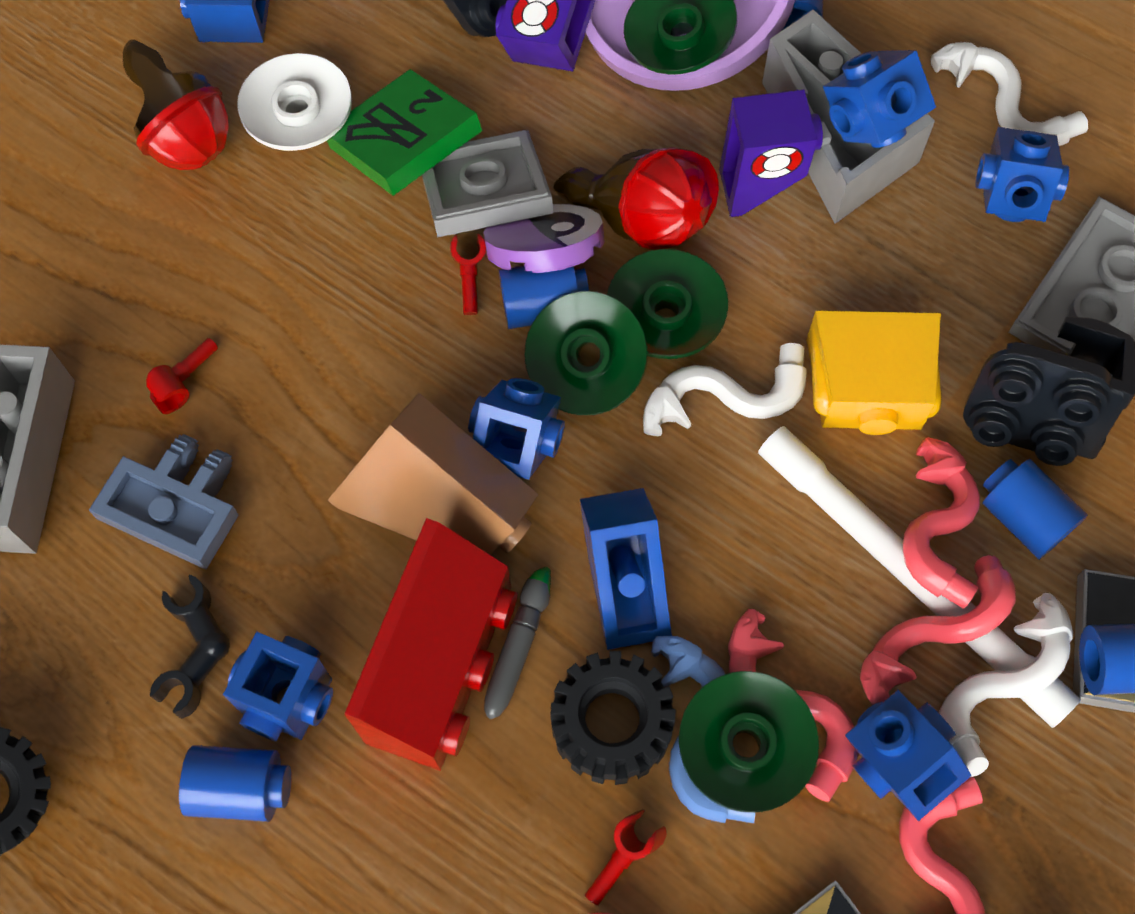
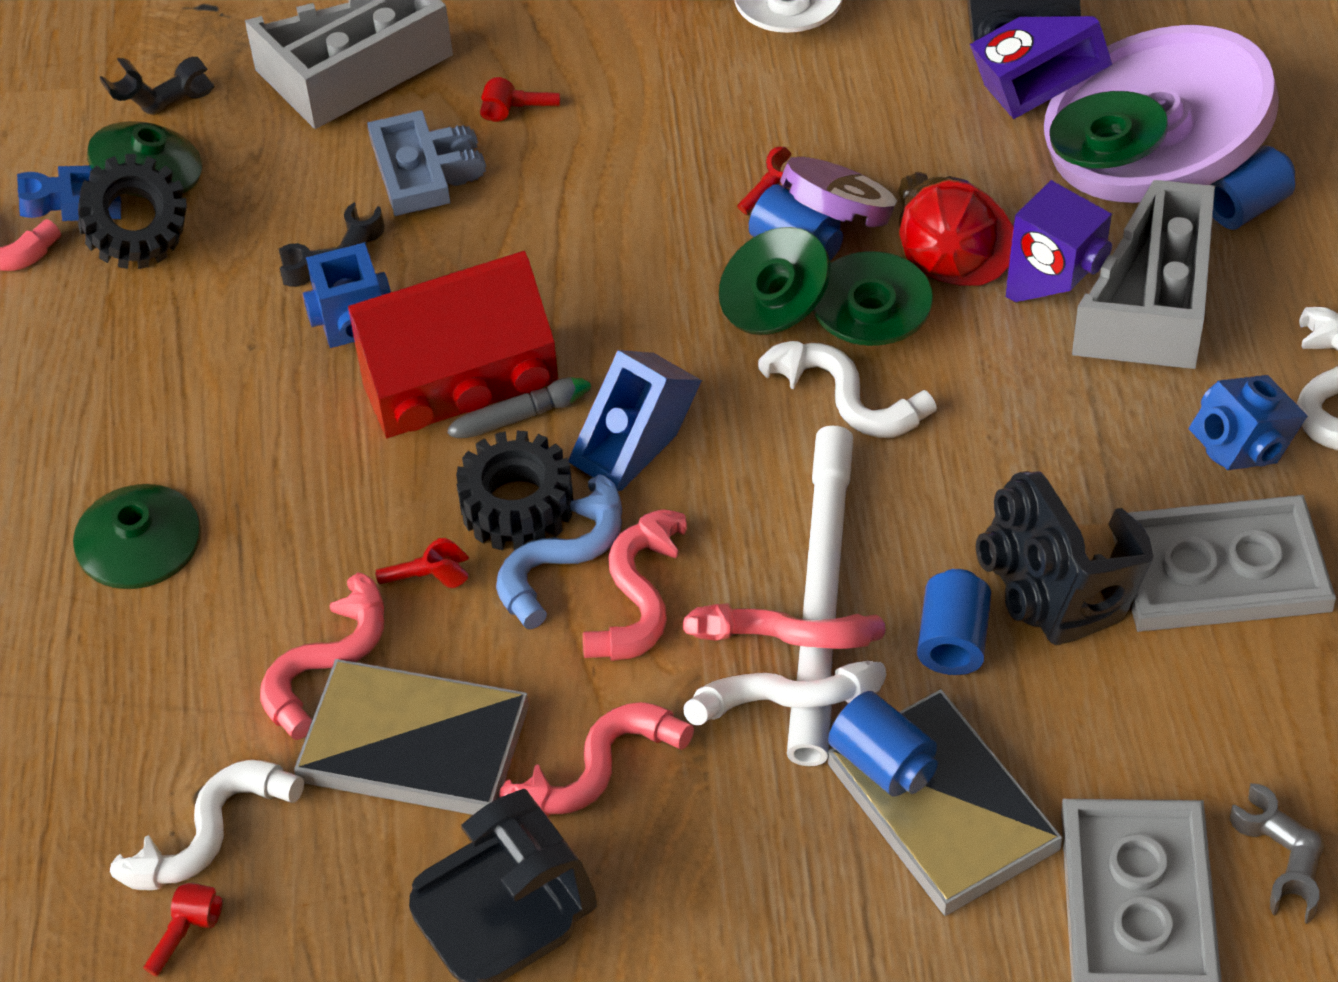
camera: 50 degrees right, 15 degrees down
(233, 783) = (262, 327): blue brick -> none
(404, 131) = (836, 64): green tile -> none
(438, 473) = (577, 264): medium nougat slope -> none
(487, 185) = (848, 133): light grey tile -> none
(518, 425) = (666, 280): blue brick -> none
(777, 721) = (569, 547): dark green dish -> none
(875, 369) = (960, 450): yellow torso -> none
(879, 97) = (1177, 260): blue brick -> none
(907, 754) = (658, 657): blue brick -> none
(946, 468) = (930, 553): coral animal -> none

